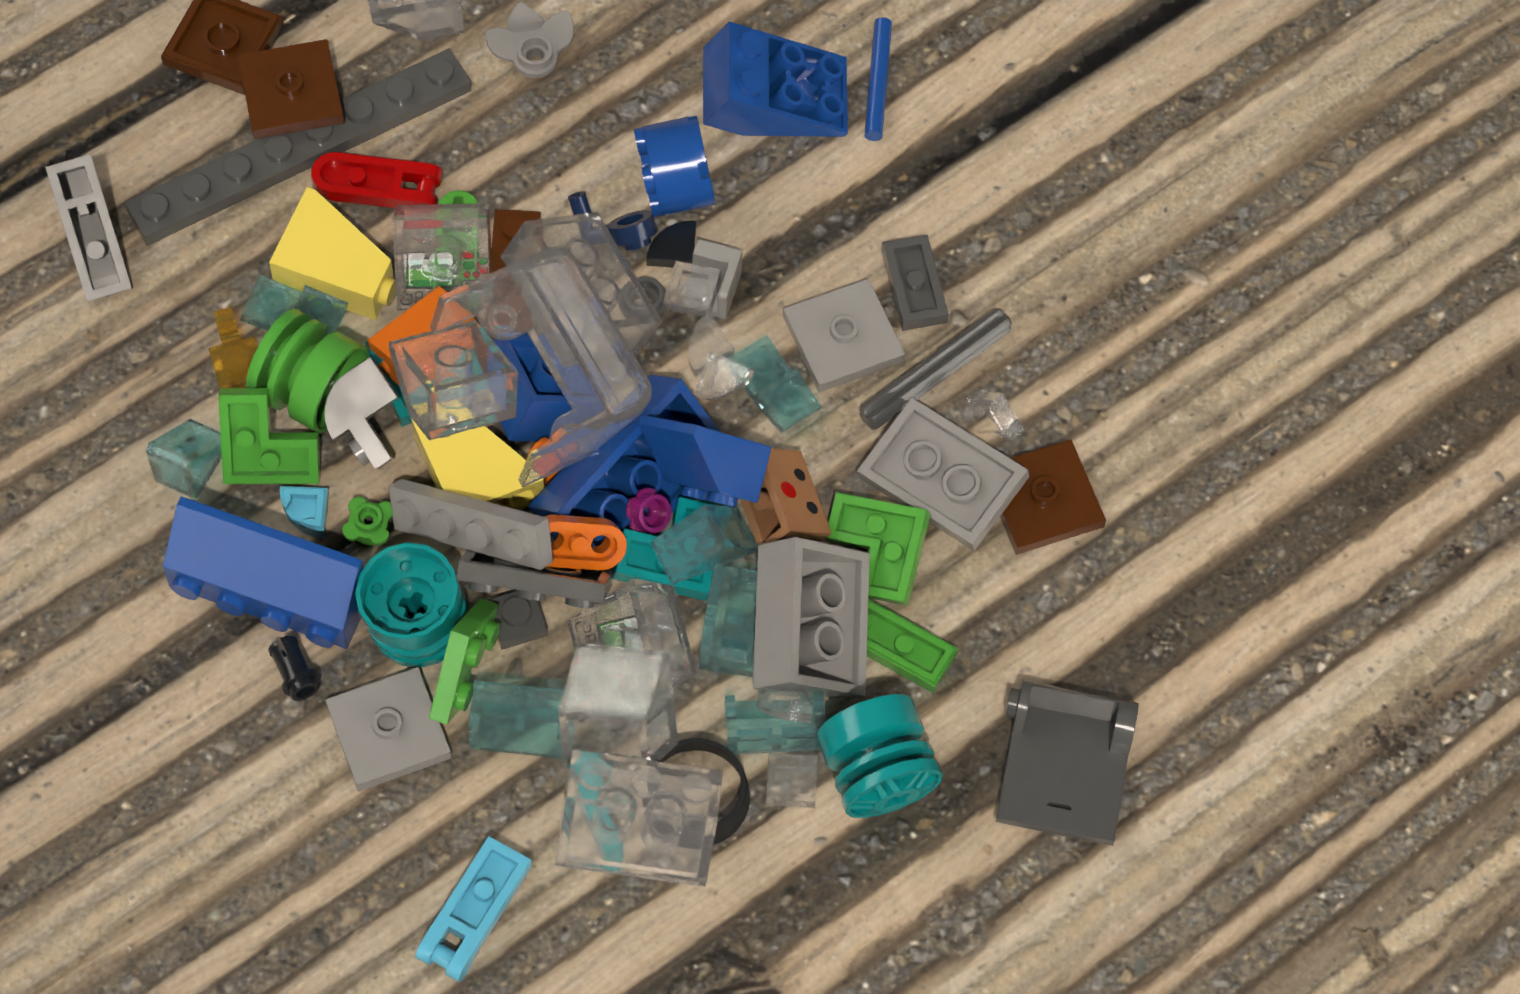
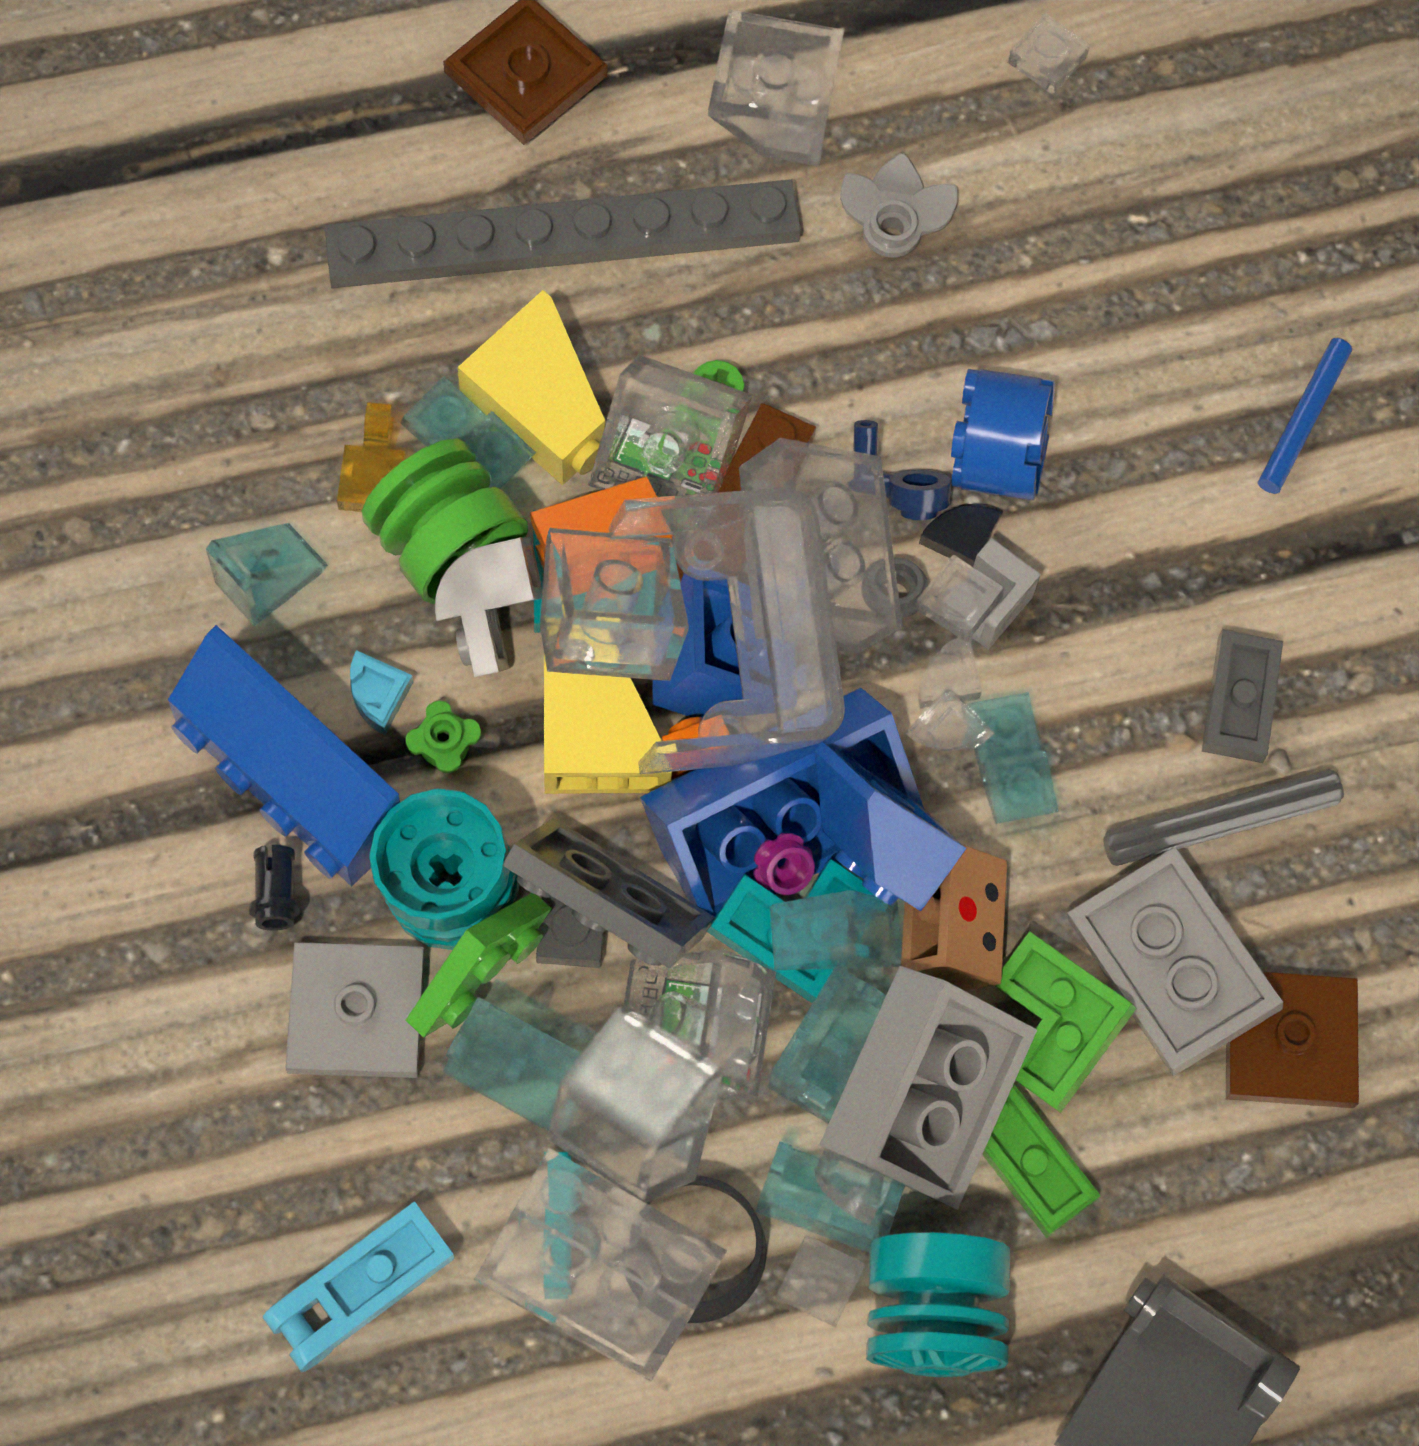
camera: 20 degrees right, 5 degrees up
(88, 227) = (267, 239): light grey slope -> none
(253, 452) = (343, 600): bright green plate -> none
(290, 89) = (577, 160): reddish brown plate -> none
(374, 180) = (633, 312): red plate -> none
(471, 524) = (557, 797): light grey plate -> none
(574, 541) = (672, 872): orange plate -> none
(772, 86) = (1169, 376): blue slope -> none
(843, 335) = (1125, 728): light grey plate -> none
(998, 410) = (1280, 904): clear tile -> none

